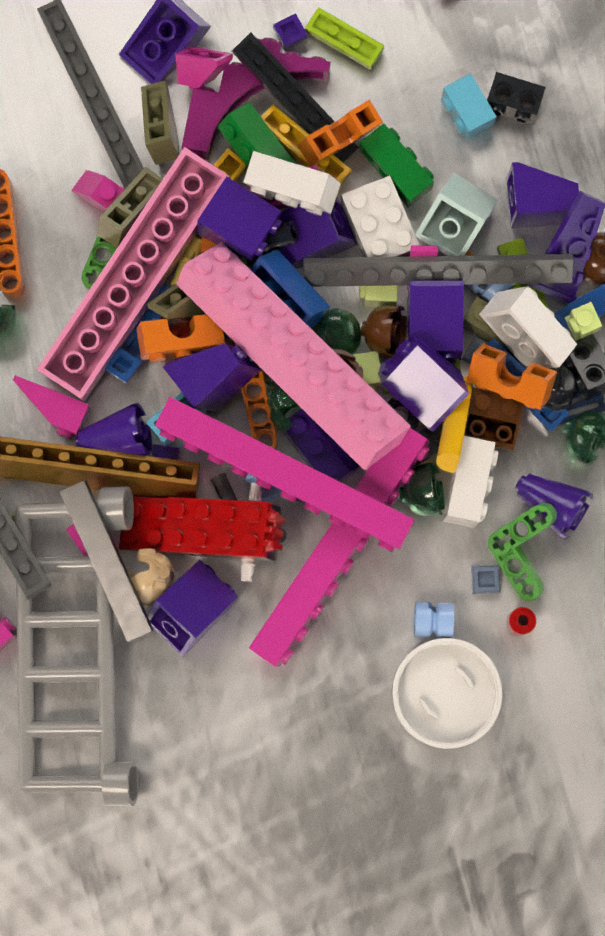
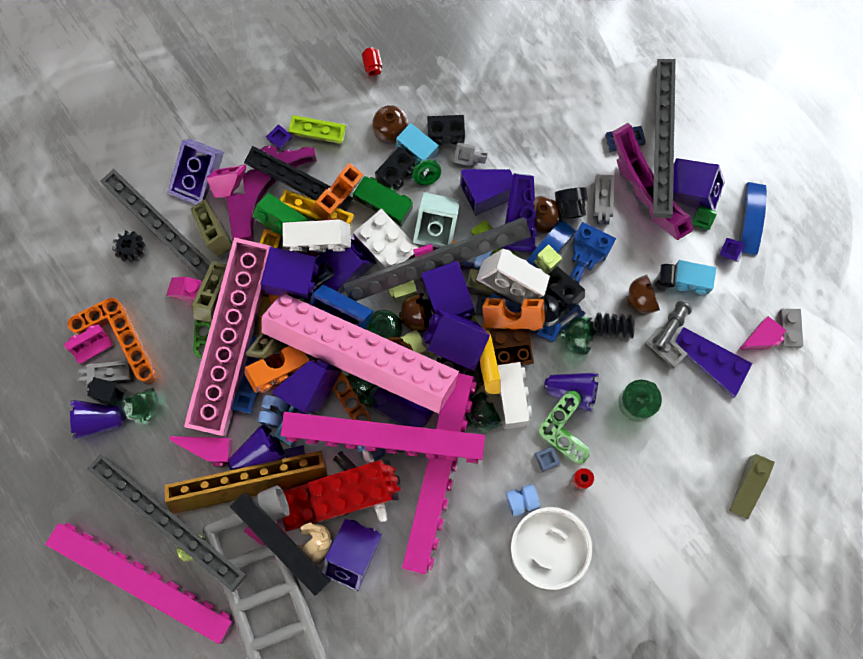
camera: 20 degrees left, 5 degrees down
(46, 99) = (135, 249): none -> black gear
(150, 398) = (271, 418): none -> light blue wheel
(424, 124) = (392, 167): none -> black brick
(443, 63) = (389, 123): none -> reddish brown cylinder
(473, 153) = (432, 175): none -> green gear
(529, 142) = (466, 154): none -> light grey plate

